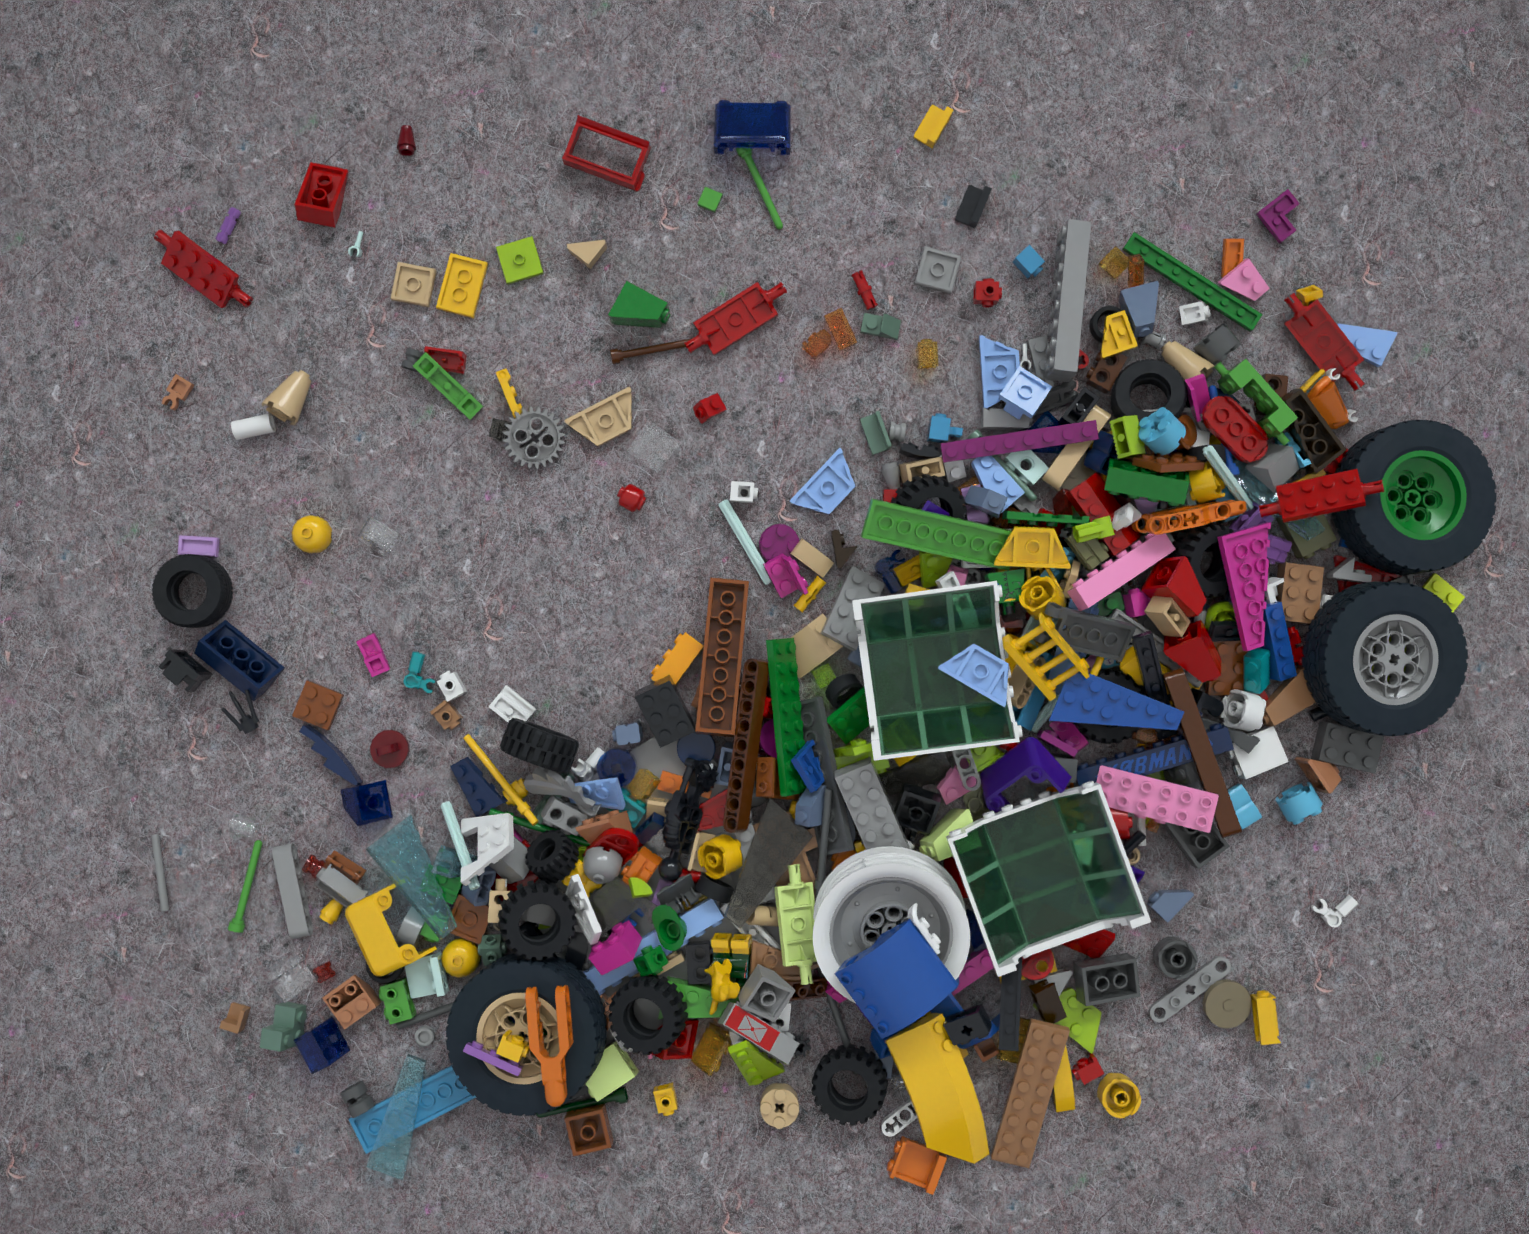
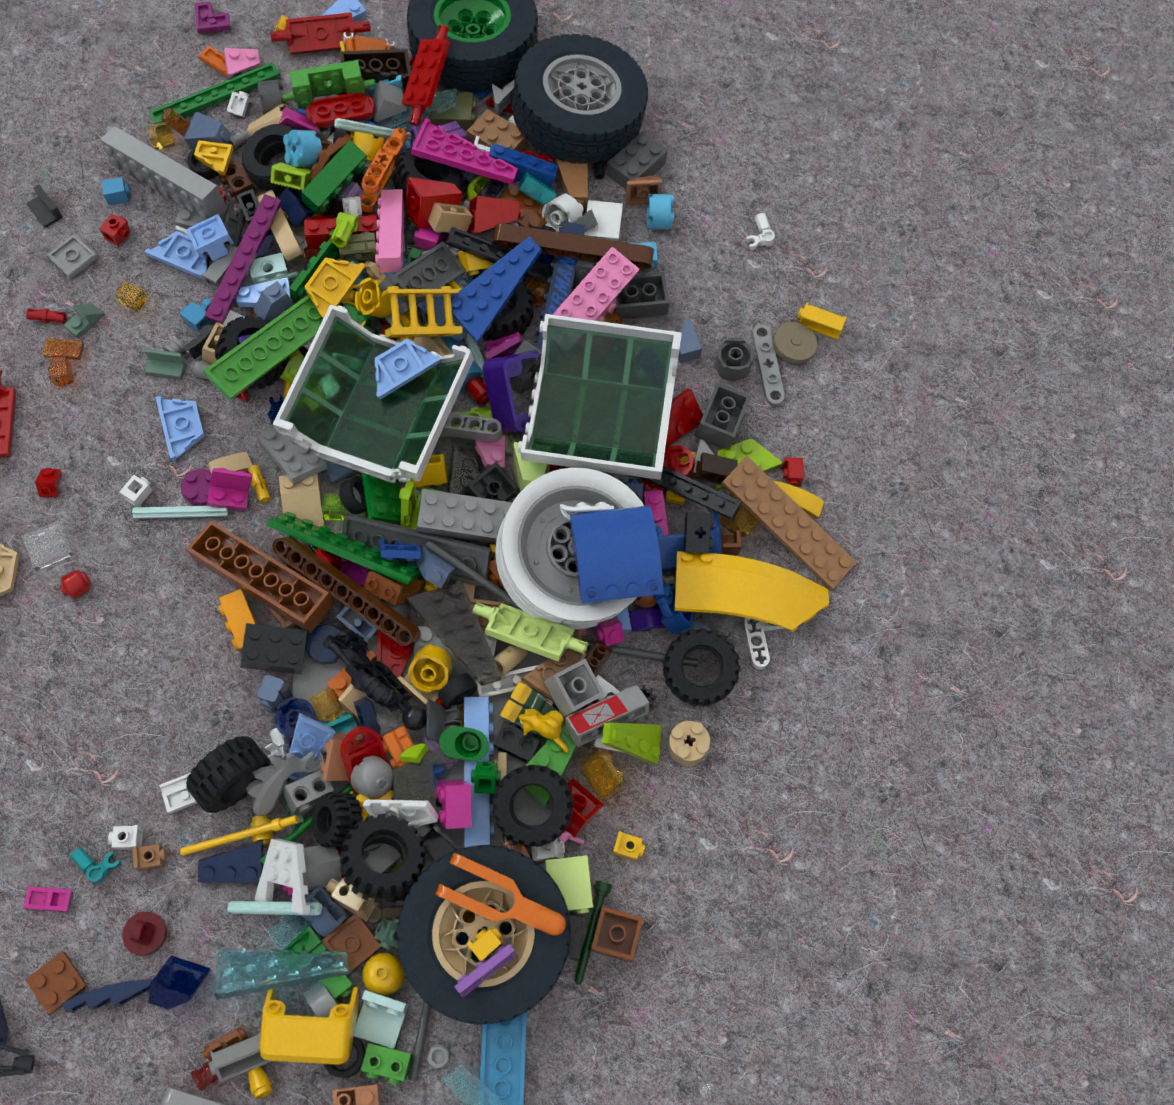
camera: 60 degrees left, 20 degrees down
(841, 554) = (238, 441): dark brown slope -> none
(916, 1164) = (806, 653): orange panel -> none
(1122, 1105) = (828, 457): yellow brick -> none

